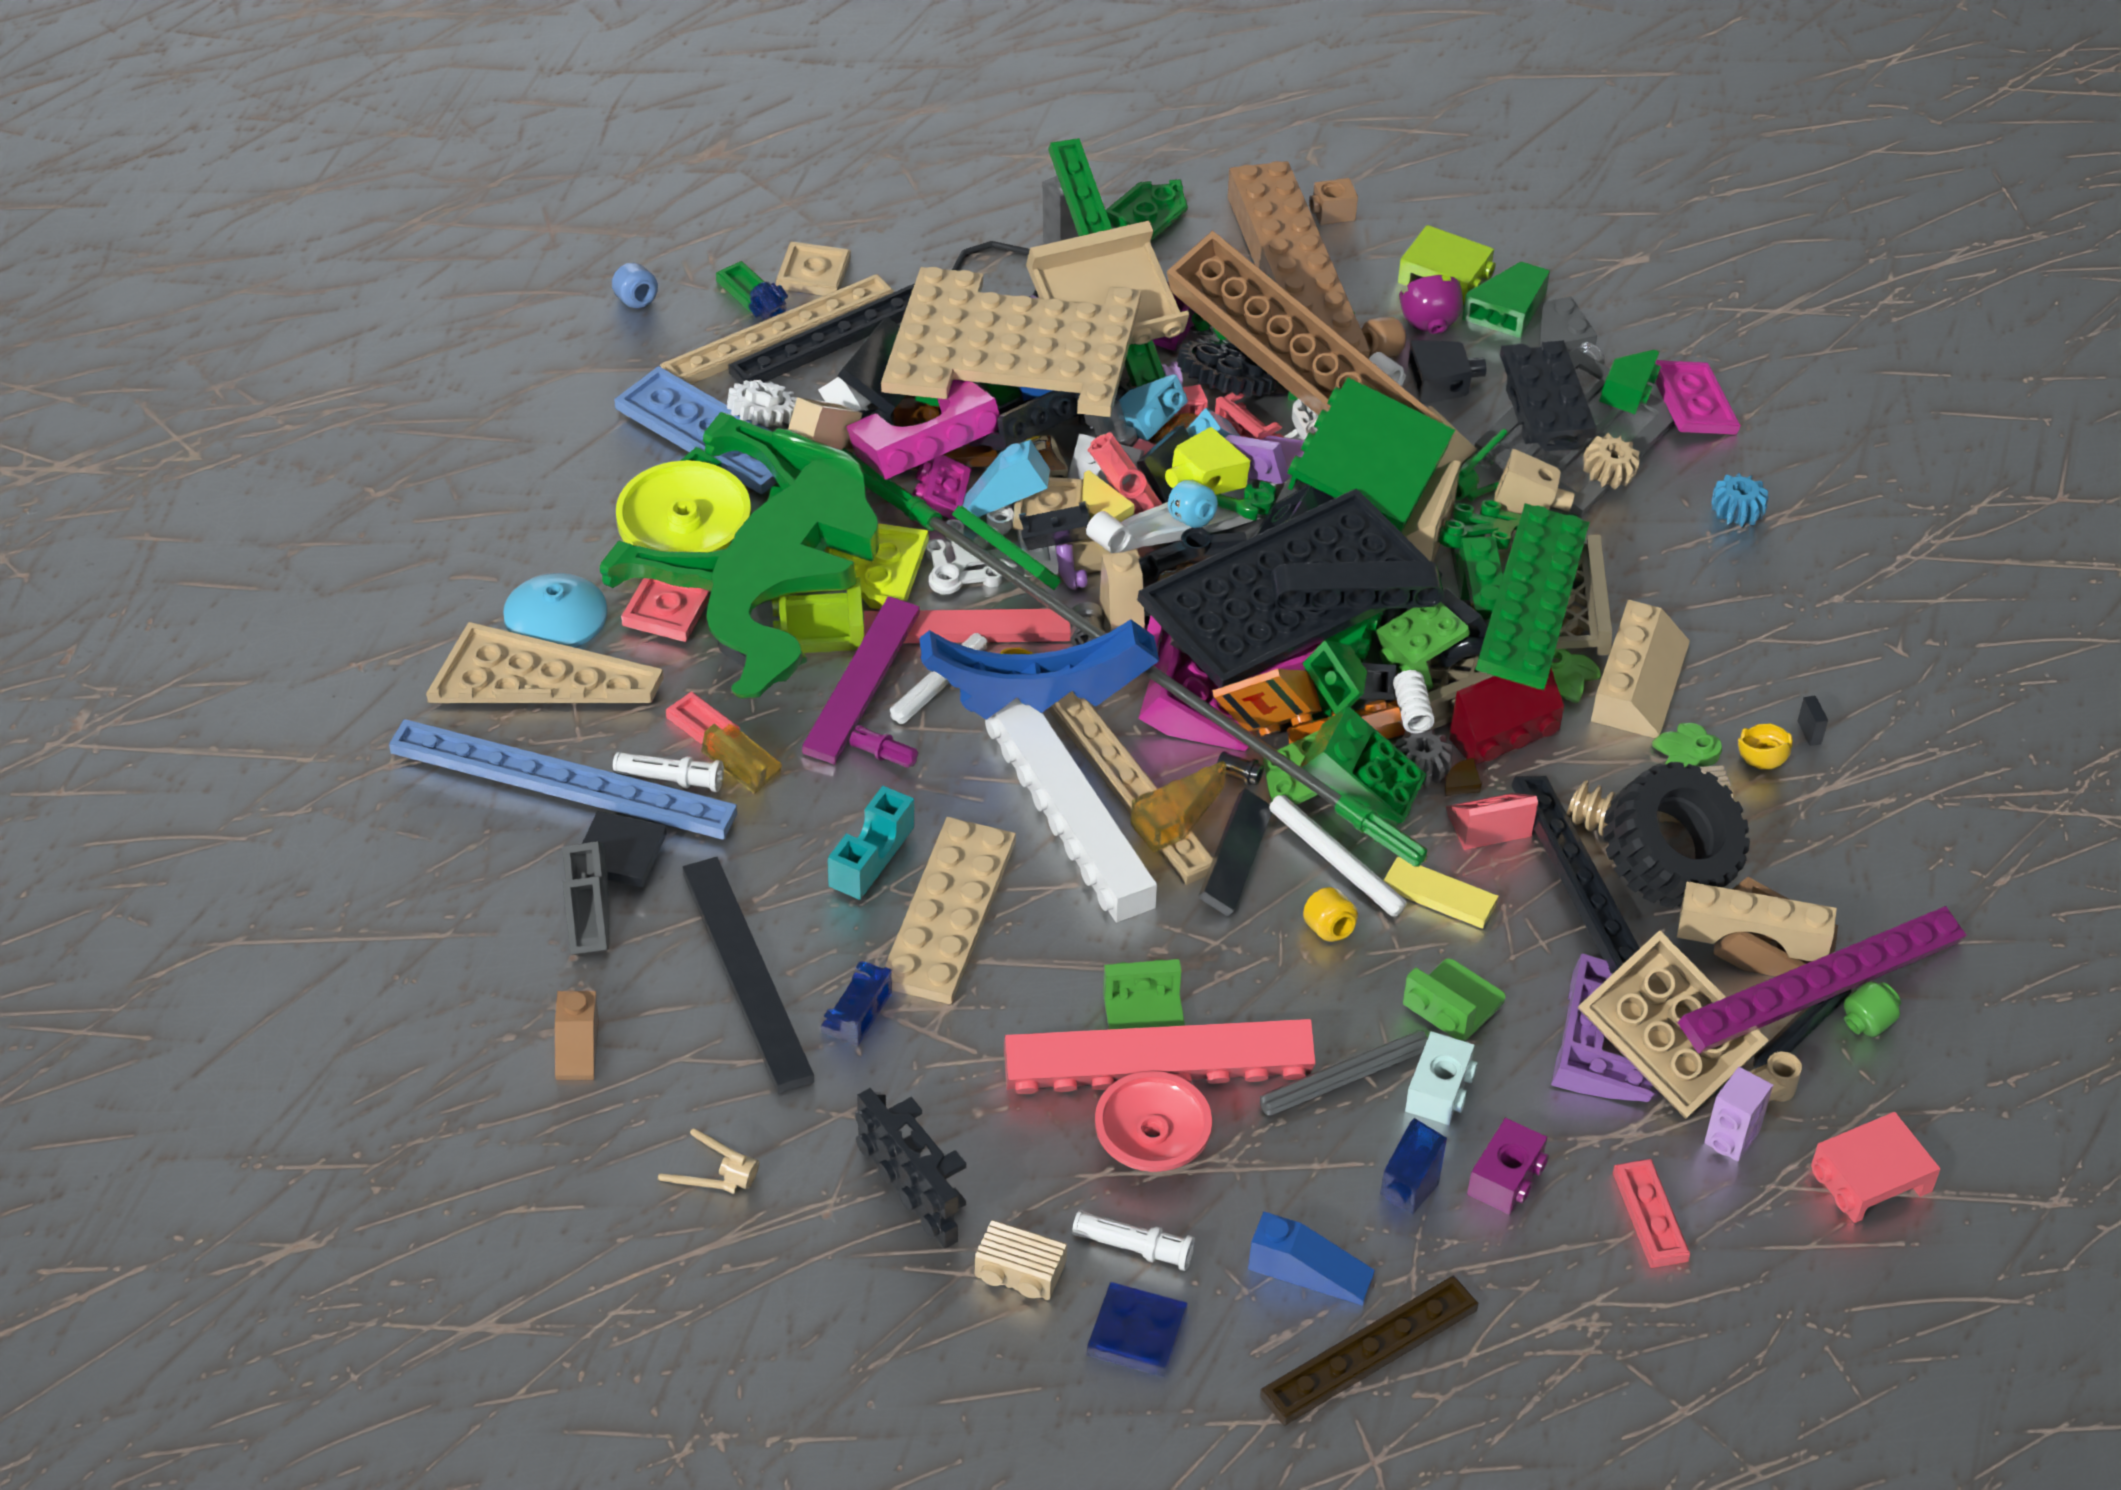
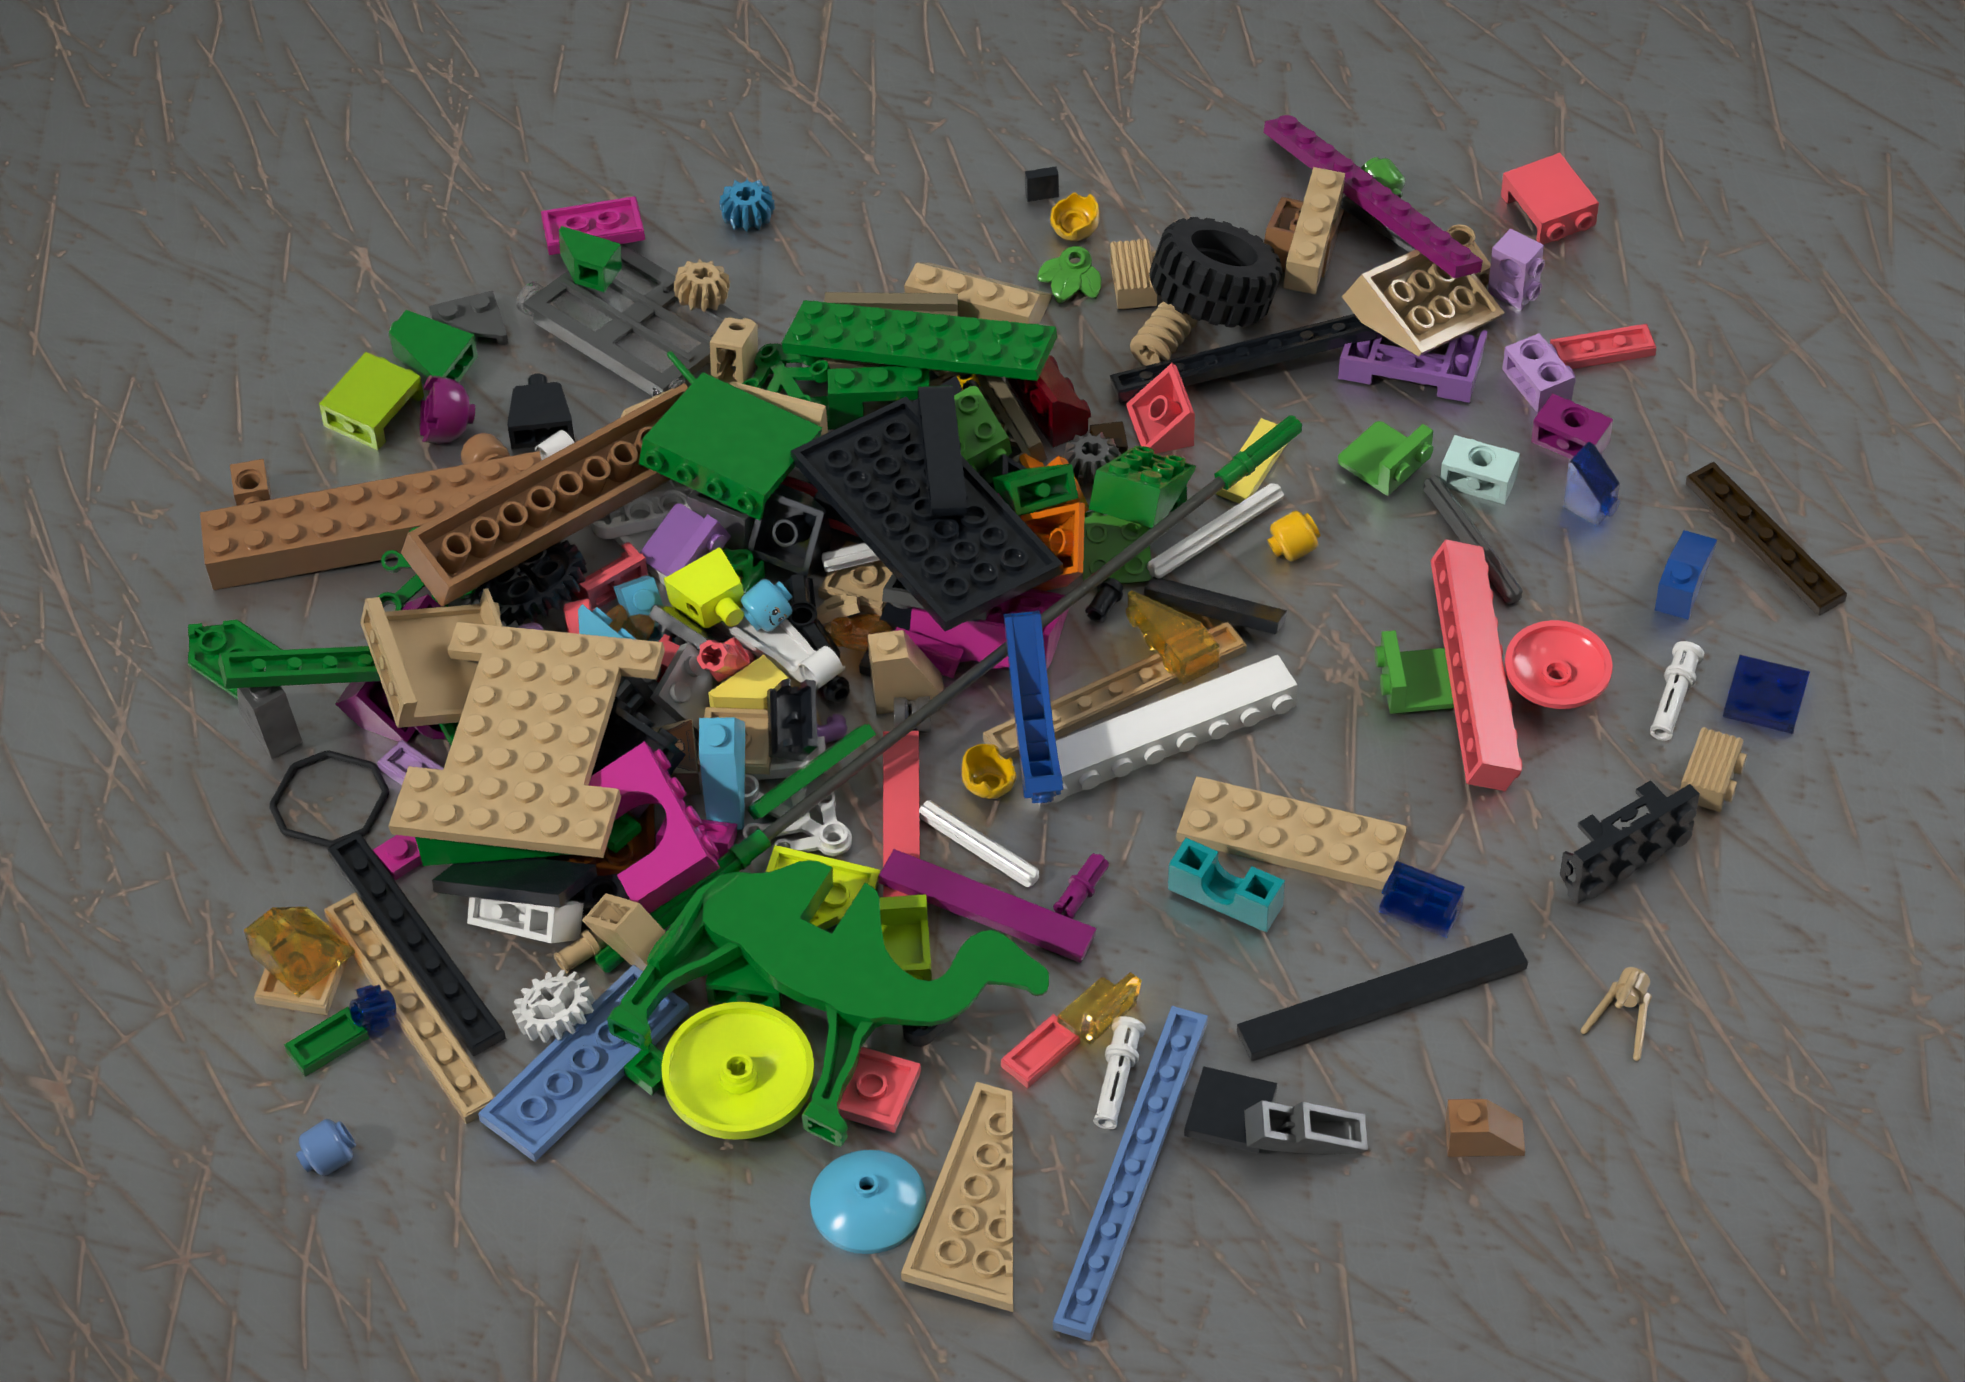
camera: 85 degrees left, 5 degrees up
(825, 247) = (296, 946): none -> clear yellow slope
(1413, 701) = (1047, 445): white piece -> none
(1547, 395) = (620, 310): black piece -> none
(1592, 1140) = (1538, 371): none -> lavender brick

